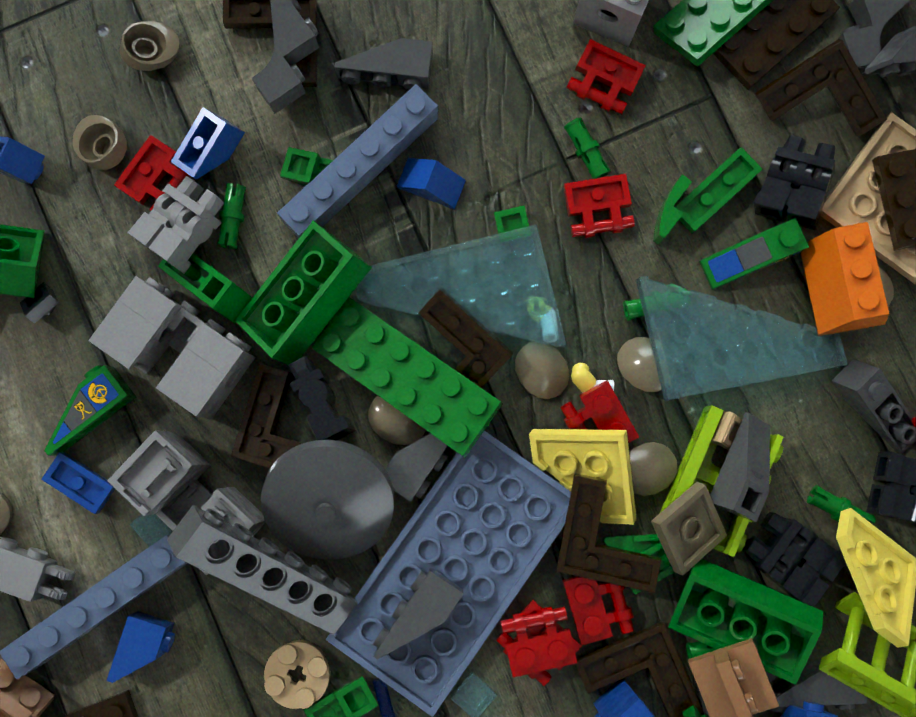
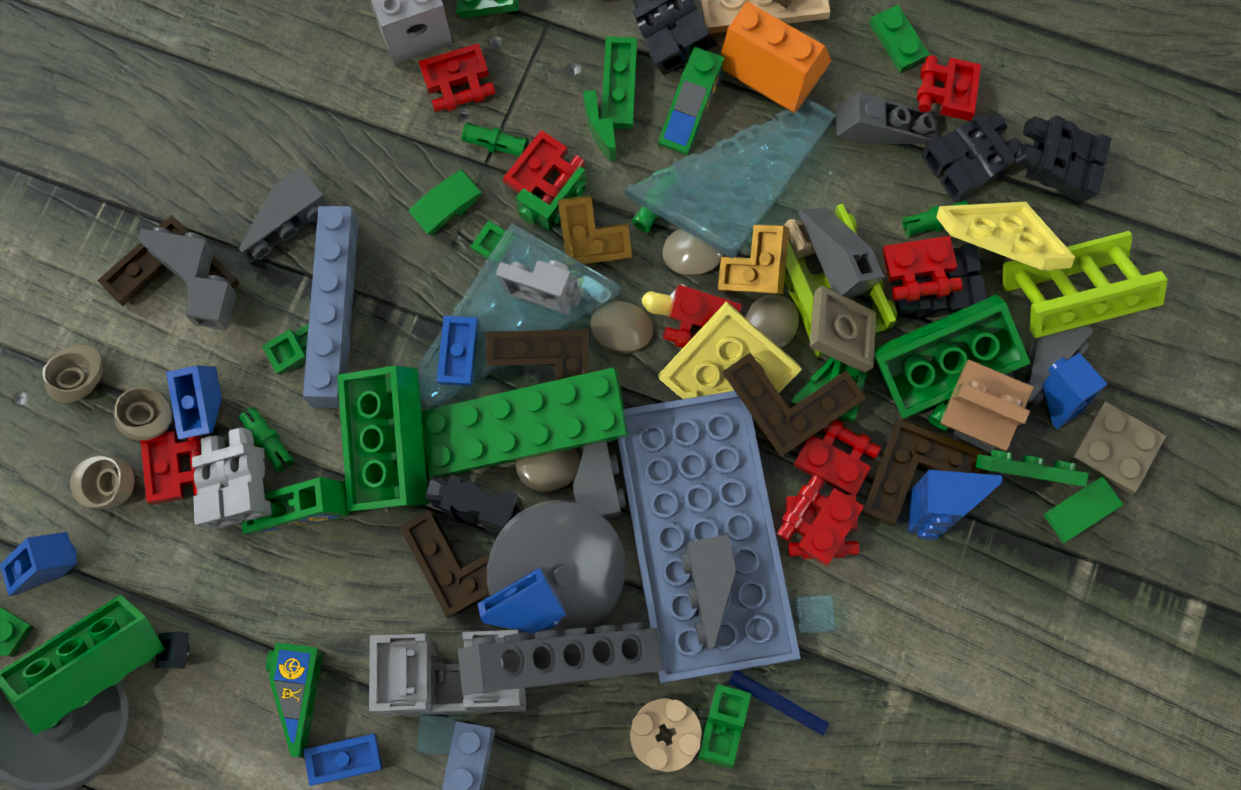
camera: 40 degrees left, 10 degrees down
(150, 321) = (284, 566): light grey piece -> none
(166, 120) = (142, 414): none -> dark tan hat
(276, 508) = (524, 605): none -> blue slope
(410, 281) = (458, 351): none -> blue plate
(431, 181) = (399, 269): blue slope -> none
(509, 161) = (444, 201): none -> green slope
(513, 299) = (547, 286): none -> light grey plate
(563, 227) = (535, 210): none -> green bracket
(576, 286) = (587, 242): none -> pearl gold plate
(679, 429) = (764, 269): none -> pearl gold plate
(797, 533) = (921, 259): none -> red plate

